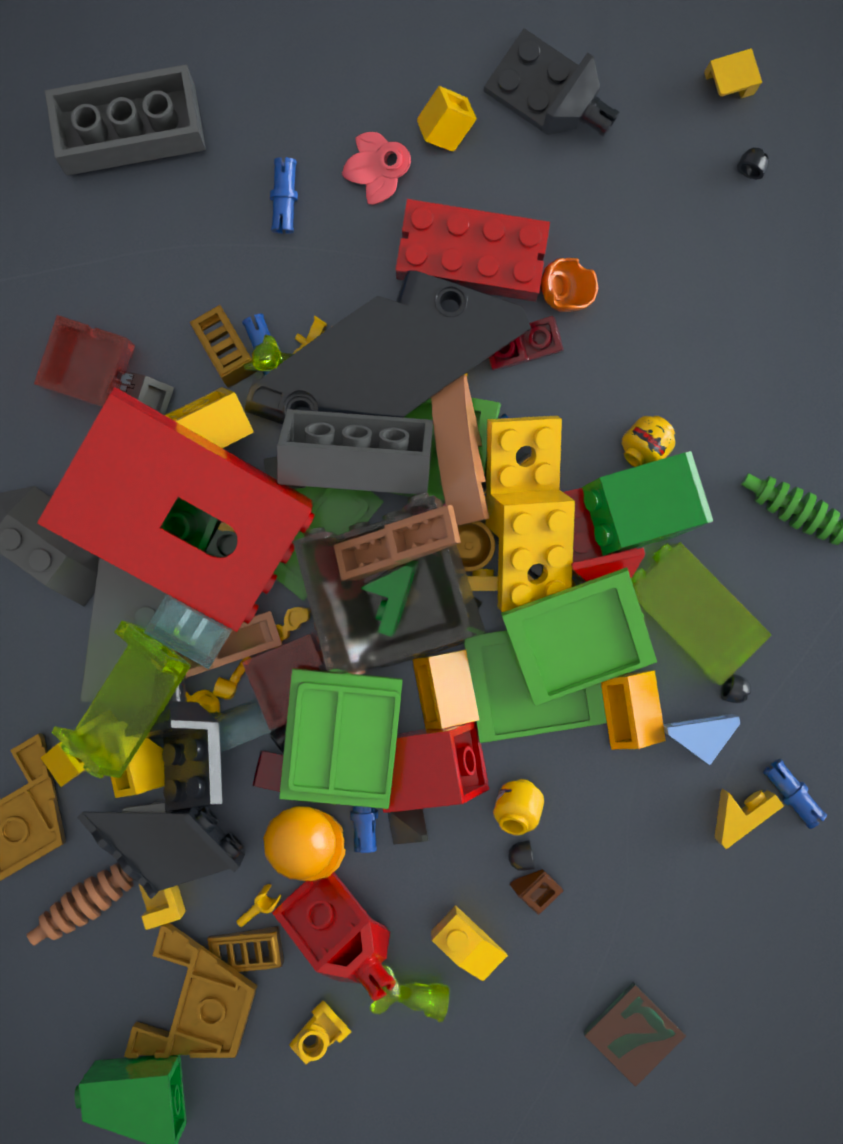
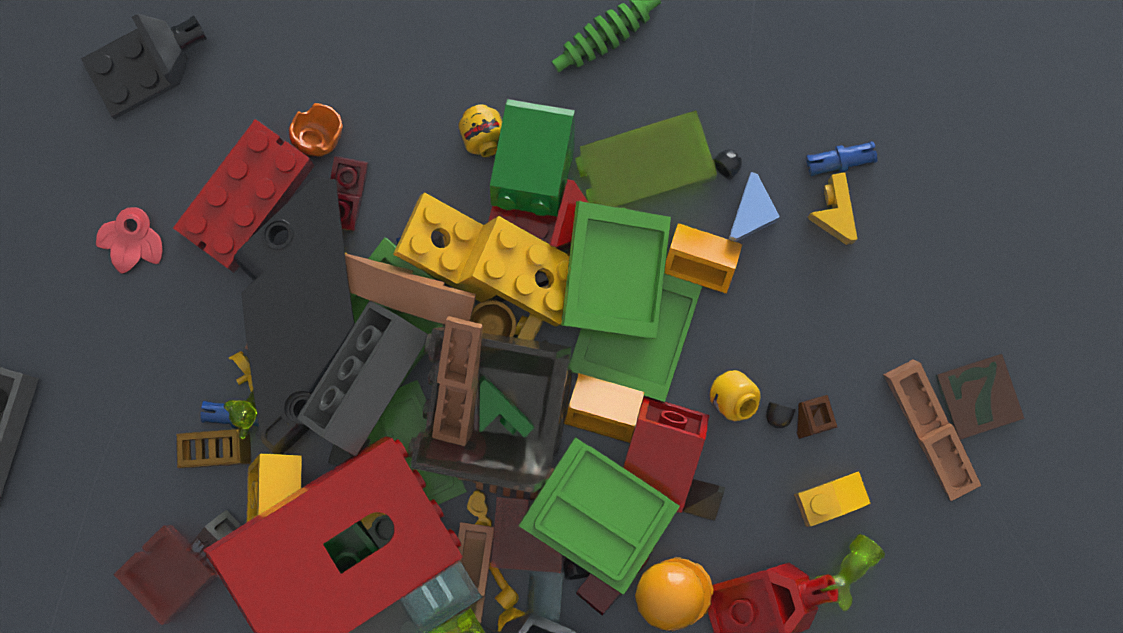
camera: 55 degrees left, 5 degrees down
(283, 195) = (113, 331): blue pin -> none
(364, 828) = (686, 537): blue pin -> none
(446, 119) = (122, 161): yellow panel -> none
(581, 1004) = (932, 429): none -> nougat slope

